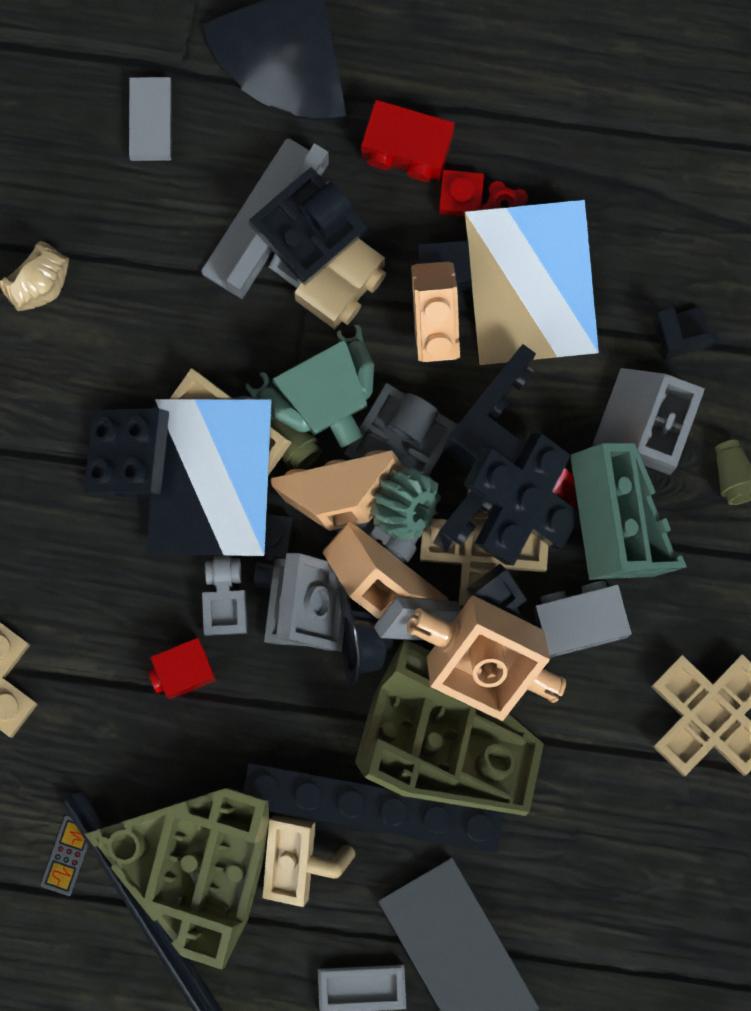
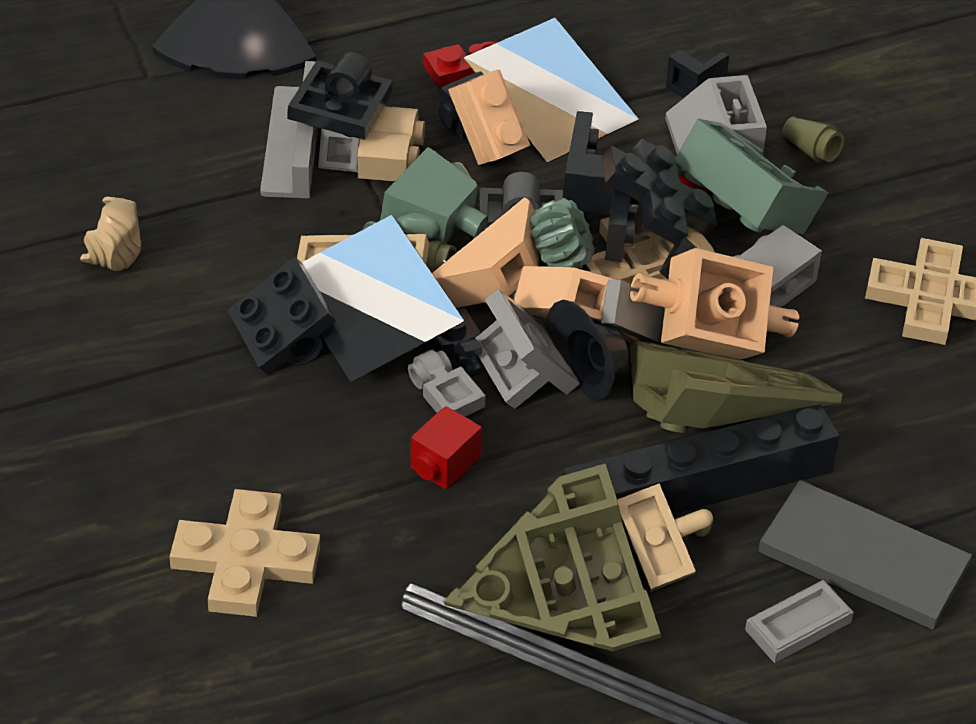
camera: 30 degrees left, 35 degrees down
(65, 859) = (434, 653): sticker -> none
(150, 118) = (147, 114): light grey tile -> none
(407, 141) = (387, 41): red brick -> none

